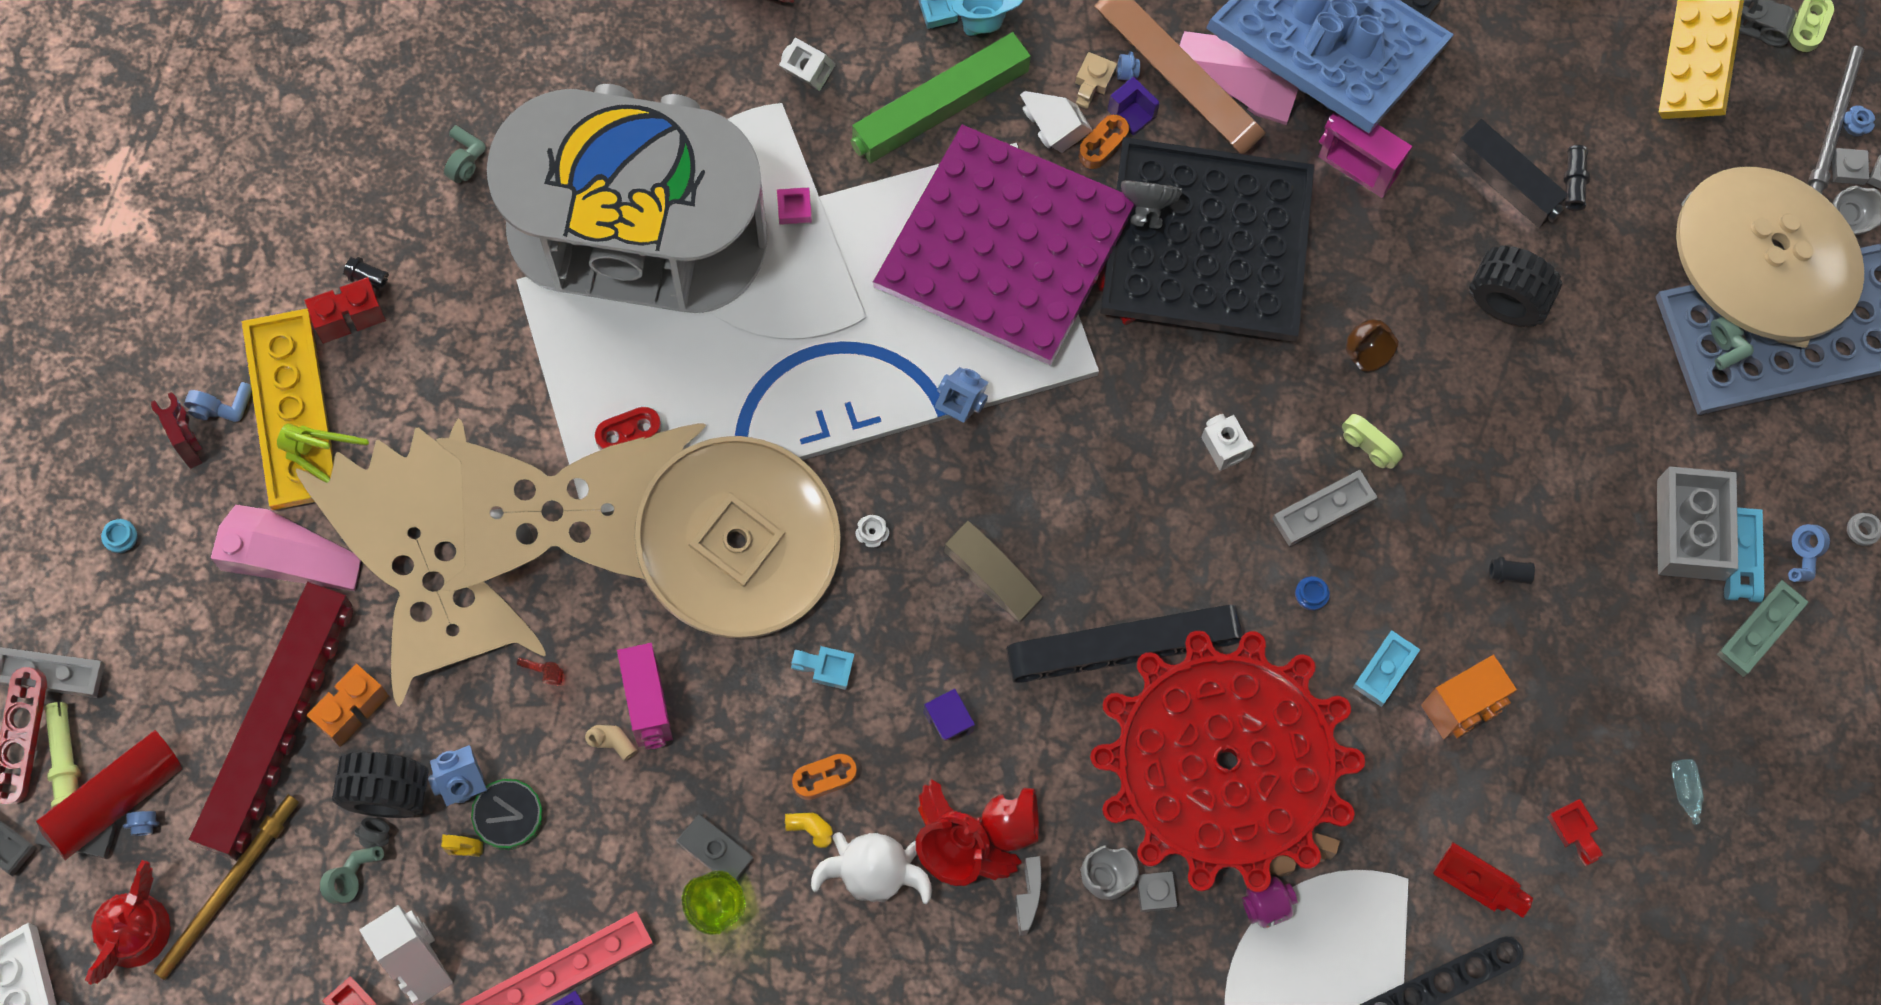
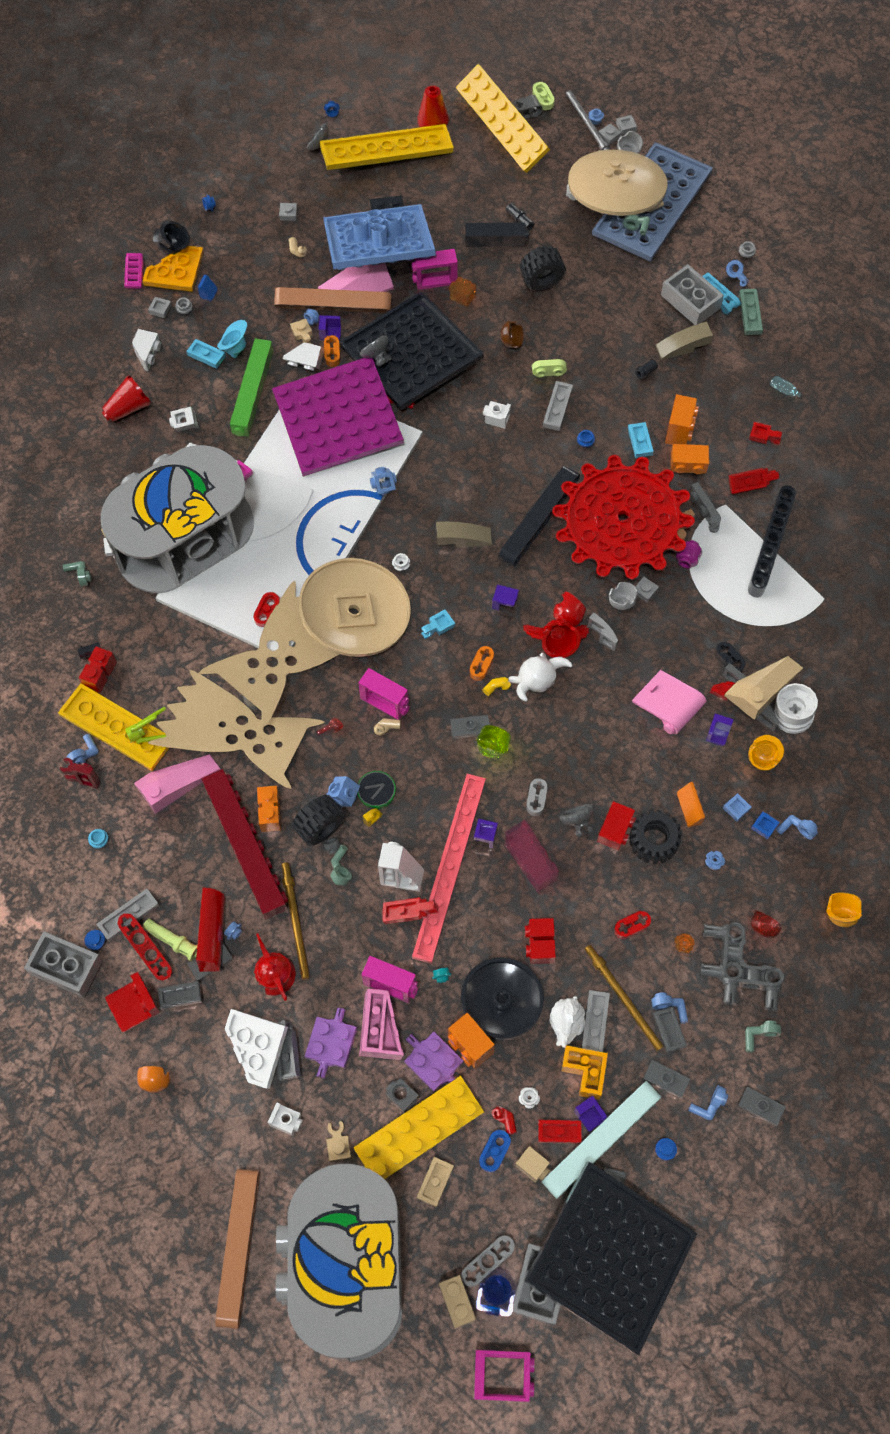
camera: 40 degrees left, 5 degrees down
(1366, 858) = (705, 507): none -> dark grey plate
(1372, 216) = (462, 291): none -> clear orange brick
(1422, 764) = (689, 458): none -> orange brick
(1612, 582) = (685, 341): none -> dark tan slope

